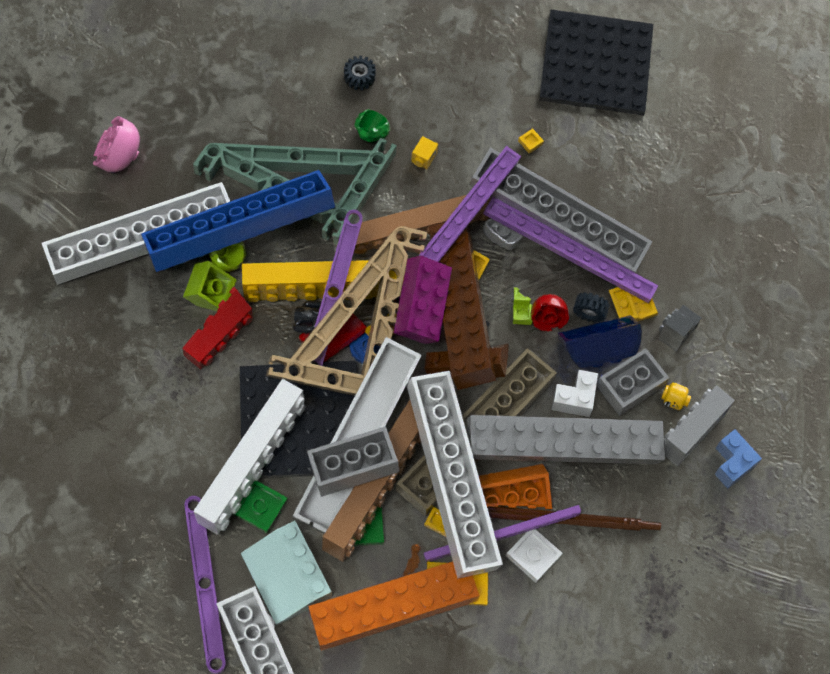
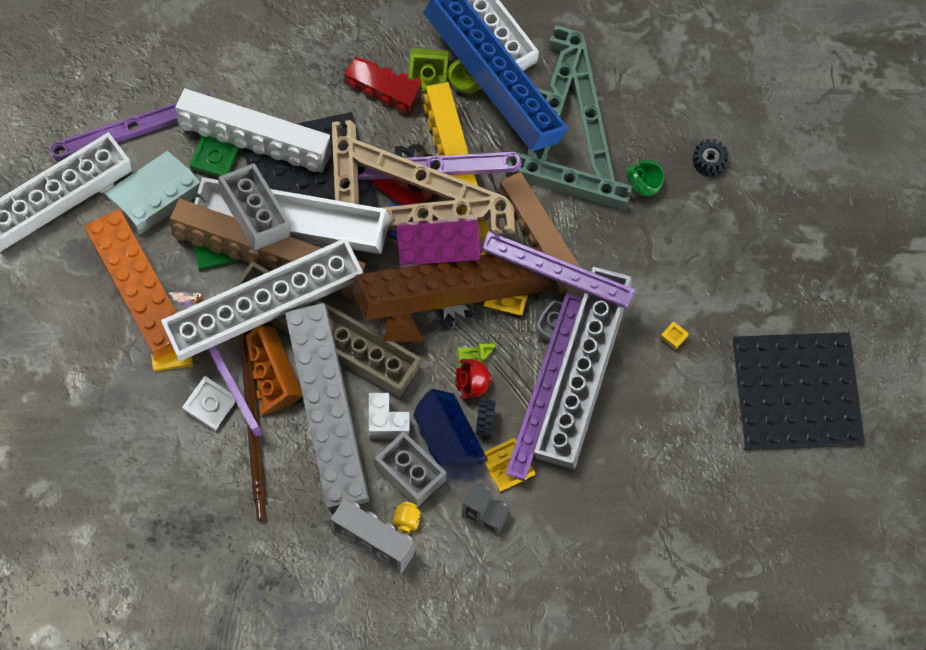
camera: 80 degrees right, 0 degrees up
(424, 153) = (629, 233): yellow brick -> none
(740, 458) = (345, 588): medium blue brick -> none

